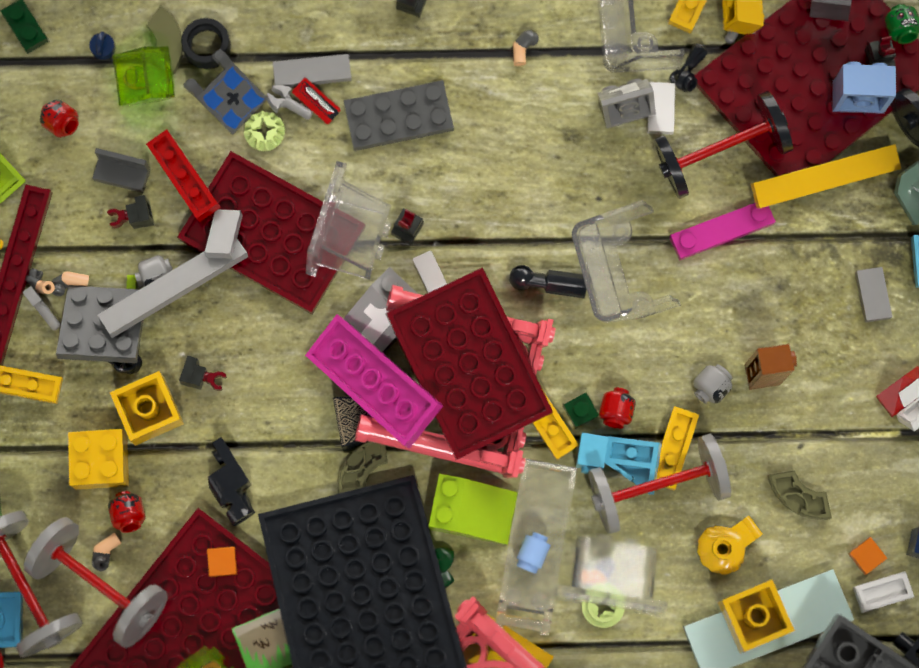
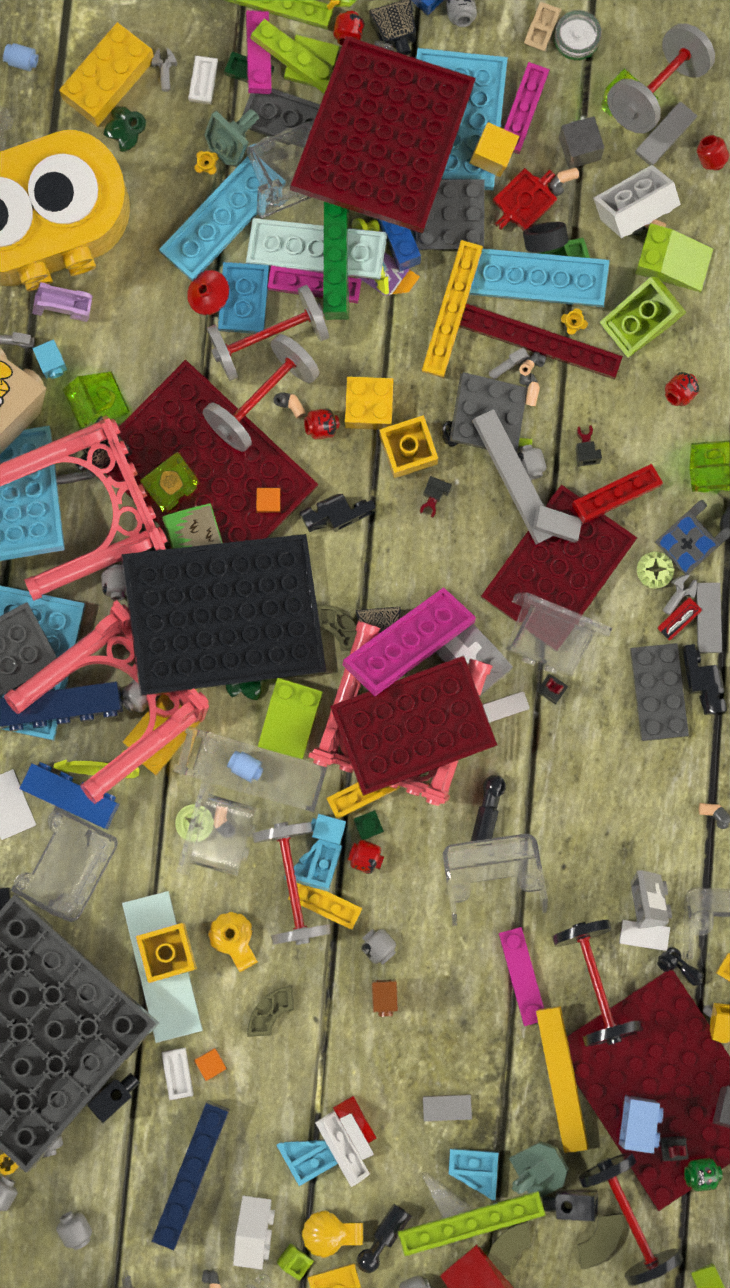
camera: 100 degrees right, 5 degrees up
(121, 170) = (627, 440): dark grey panel -> none
(381, 69) = (704, 680): none -> black plate

